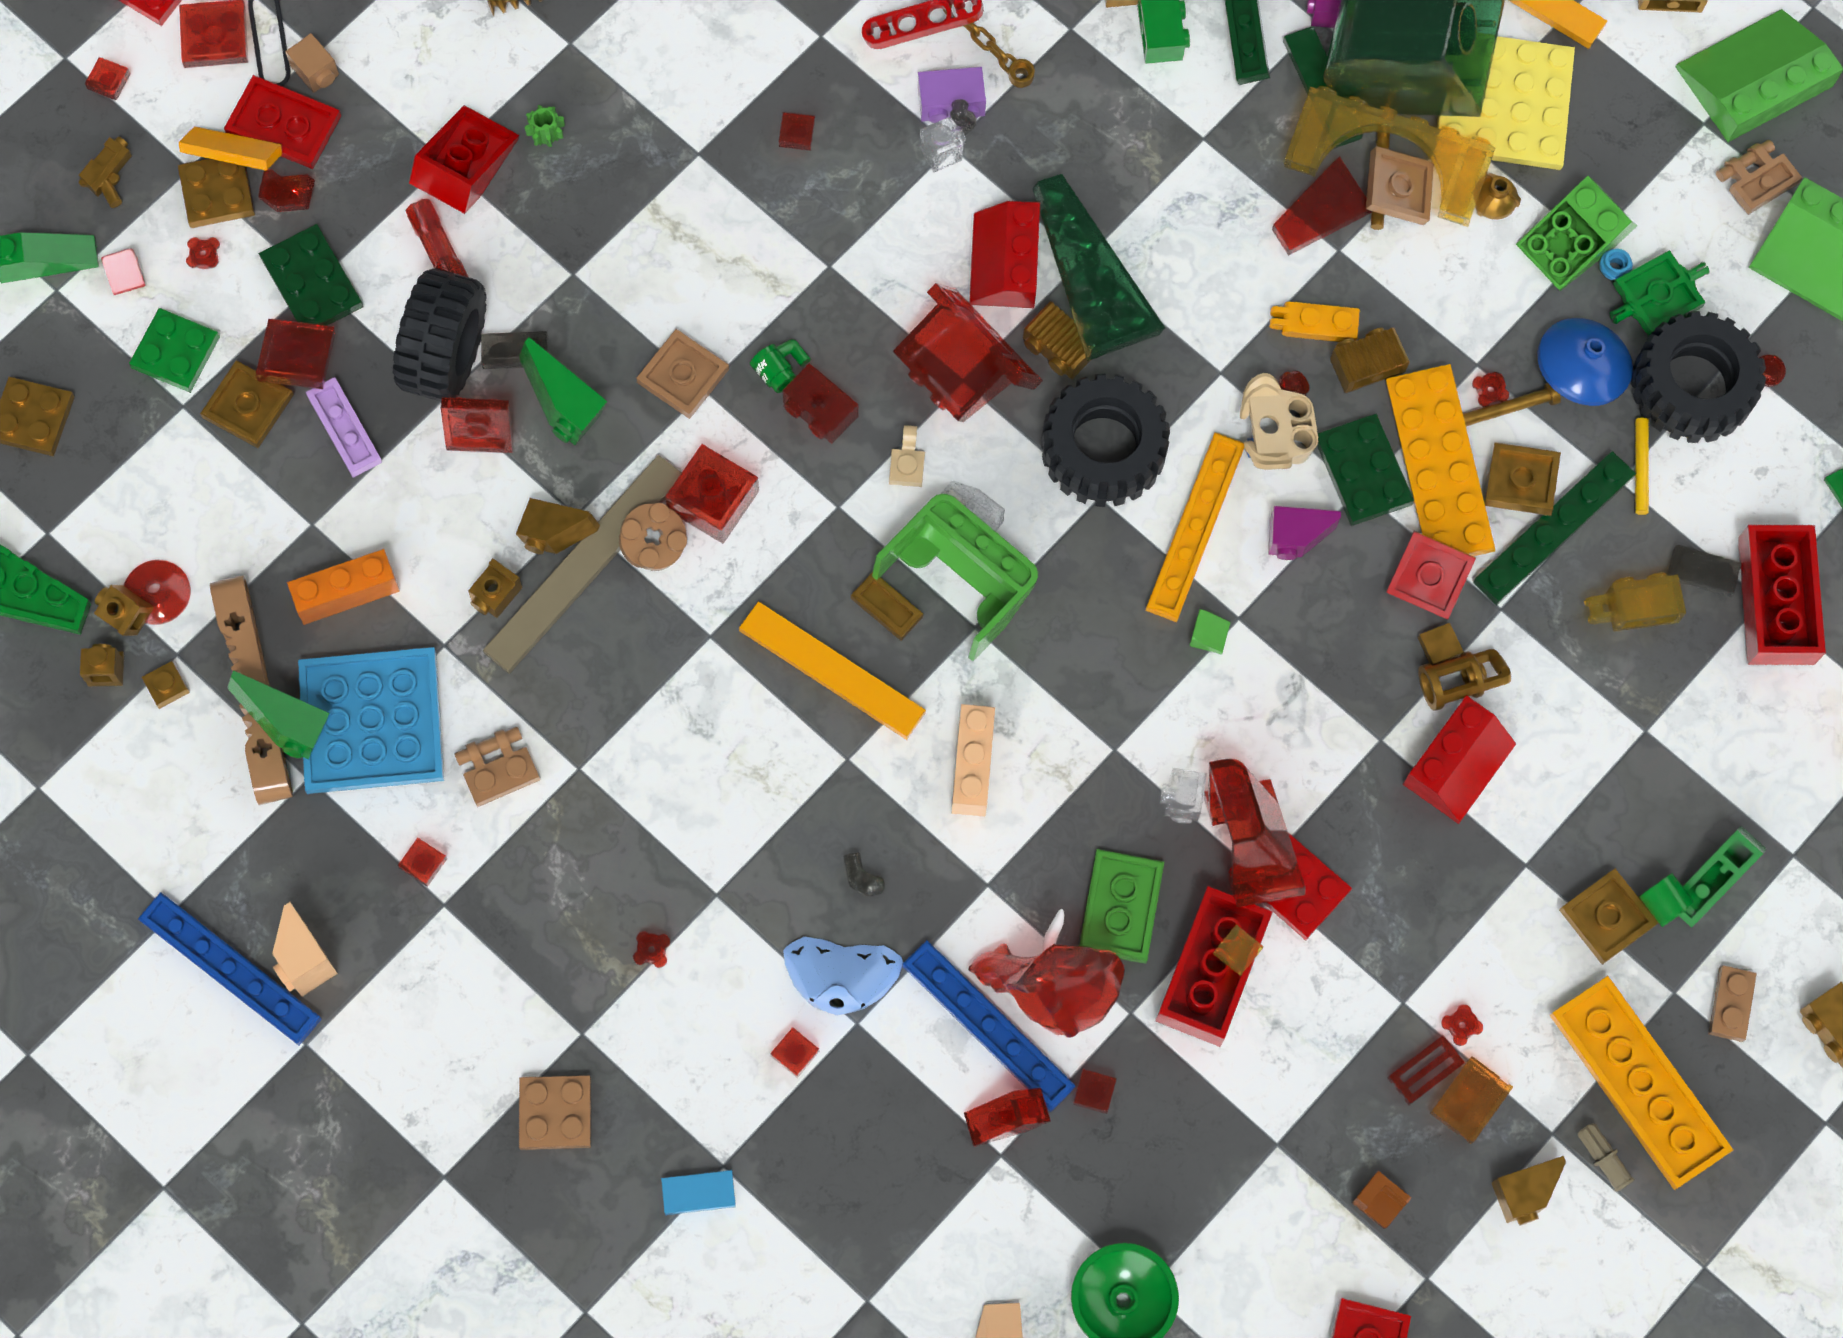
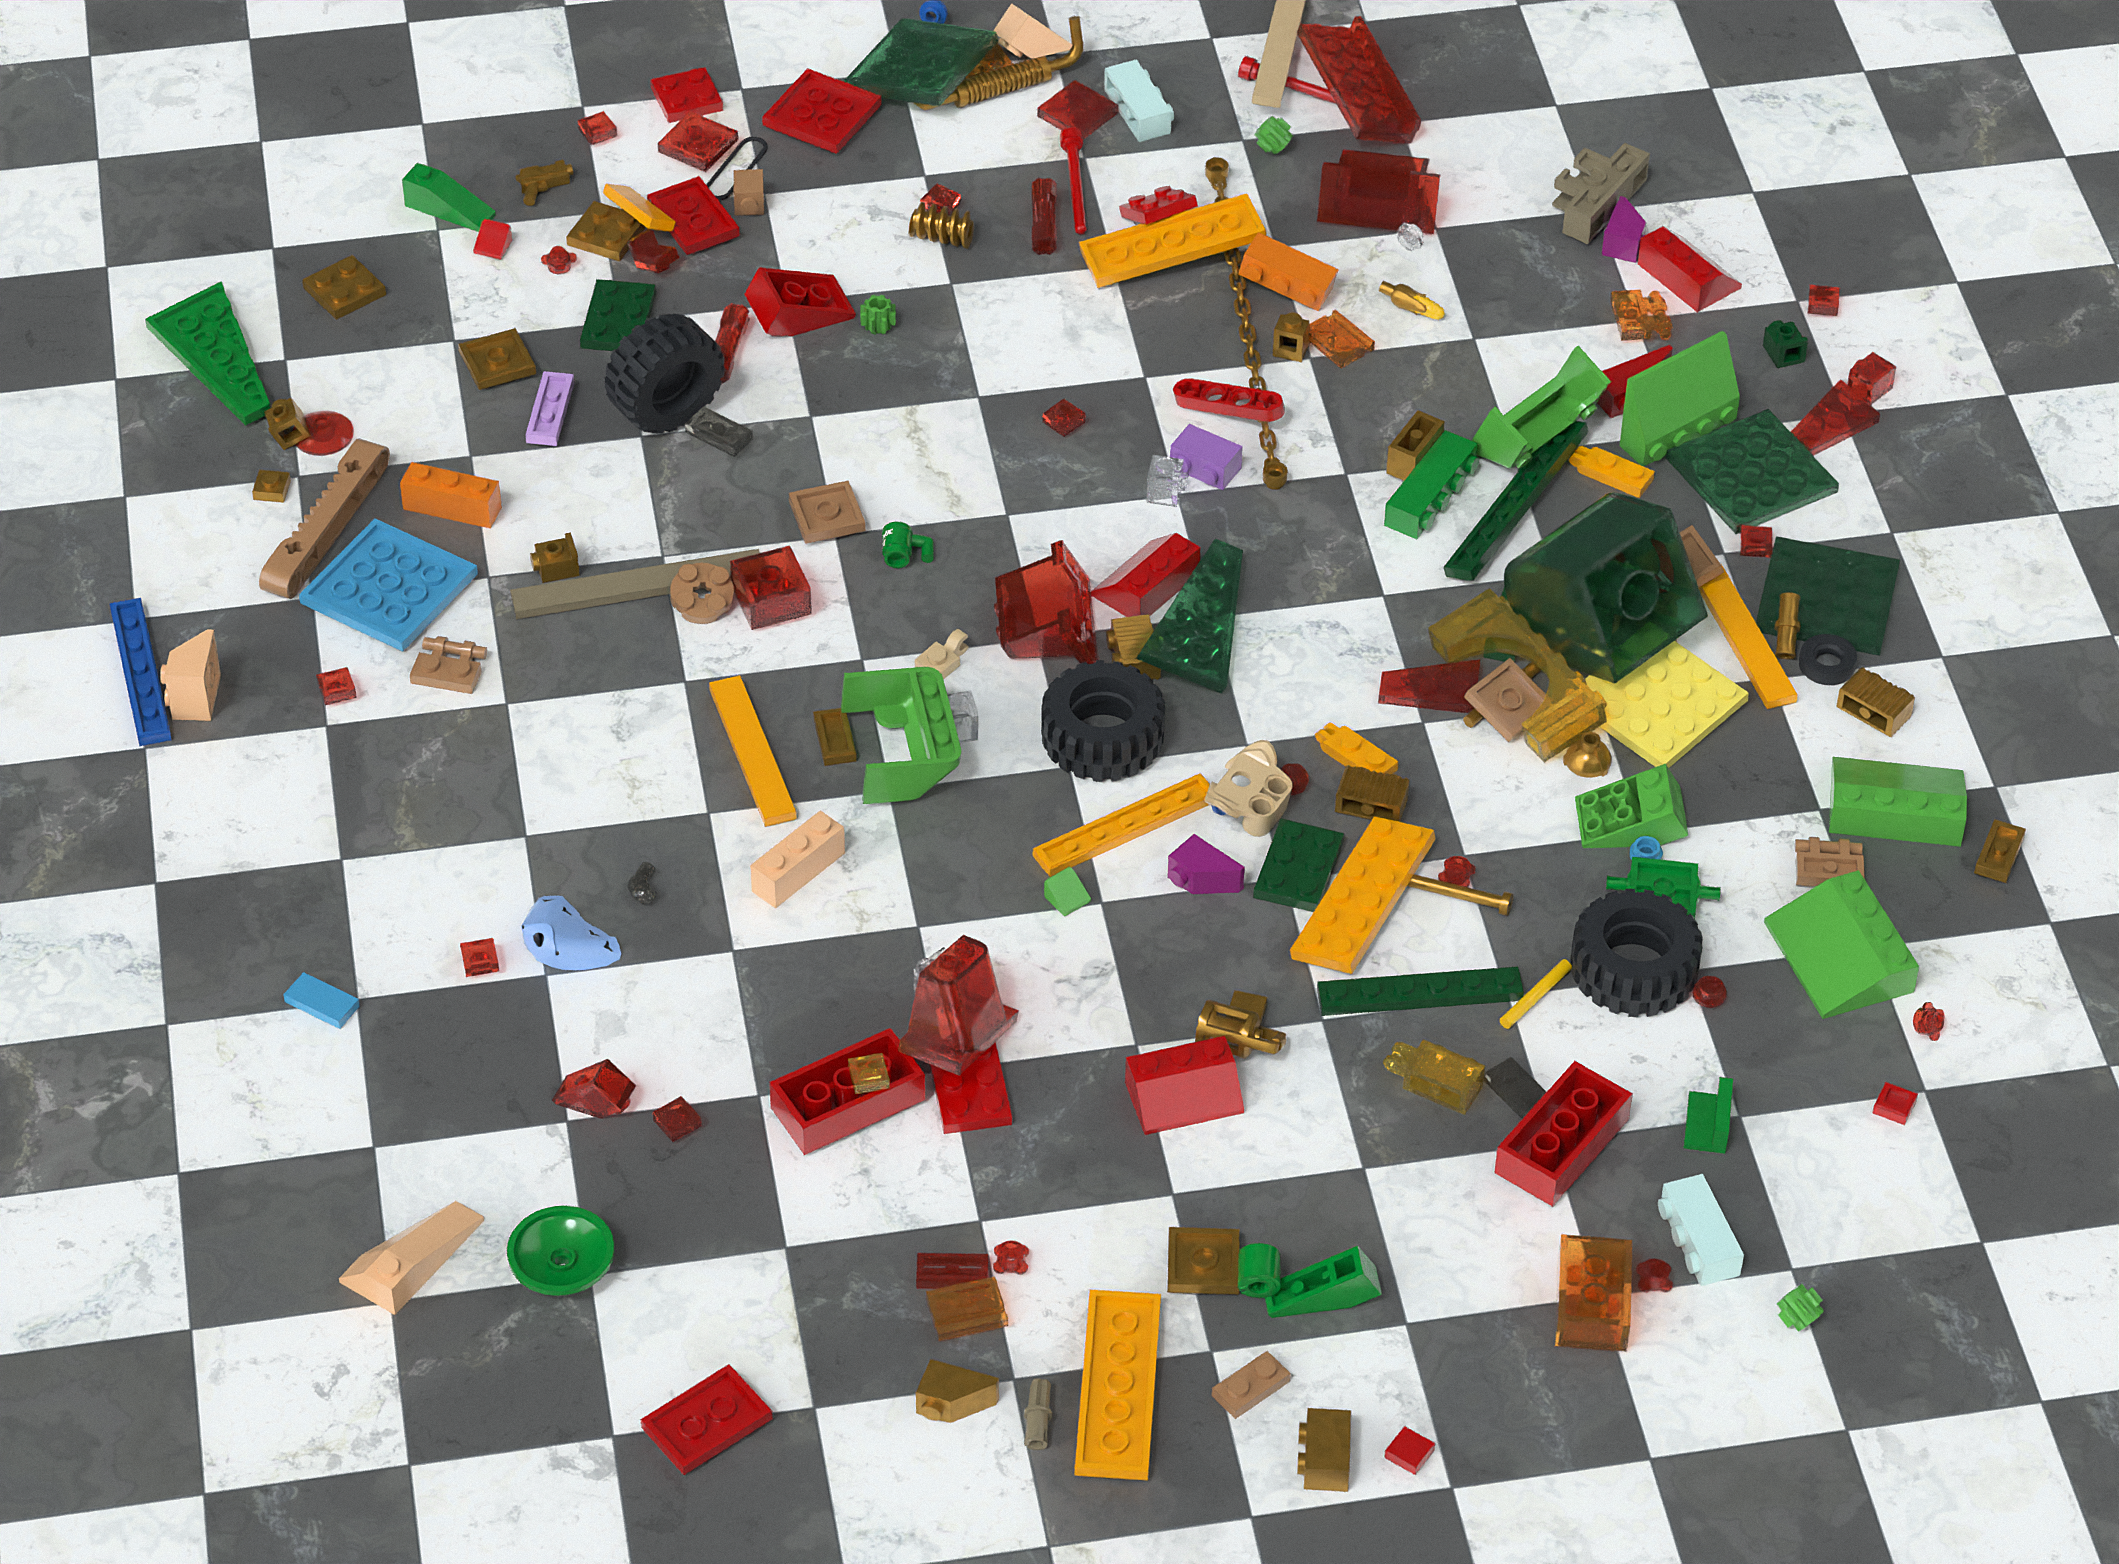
camera: 40 degrees right, 25 degrees down
(102, 665) = (238, 440): pearl gold brick -> none
(174, 350) = (481, 304): green plate -> none
(285, 719) = (327, 538): green slope -> none
(295, 354) = (558, 343): clear red plate -> none
(477, 425) = (641, 450): clear red plate -> none
(554, 526) = (635, 543): pearl gold slope -> none
(554, 1112) = (272, 890): medium nougat plate -> none
(564, 397) = (719, 470): green slope -> none
(647, 940) = (442, 834): clear red plate -> none
(814, 388) = (909, 584): clear red brick -> none
(962, 116) = (1196, 471): clear smoke arm -> none
(987, 1024) = (641, 1032): blue tile -> none
(1061, 987) = (716, 1017): clear red animal -> none
(1122, 905) = (820, 1021): bright green tile -> none
(1381, 1200) = (827, 1324): dark orange panel -> none
(1431, 575) = (1280, 953): plate -> none
(1522, 479) = (1421, 938): pearl gold plate -> none
(1578, 371) = (1549, 894): blue dish -> none

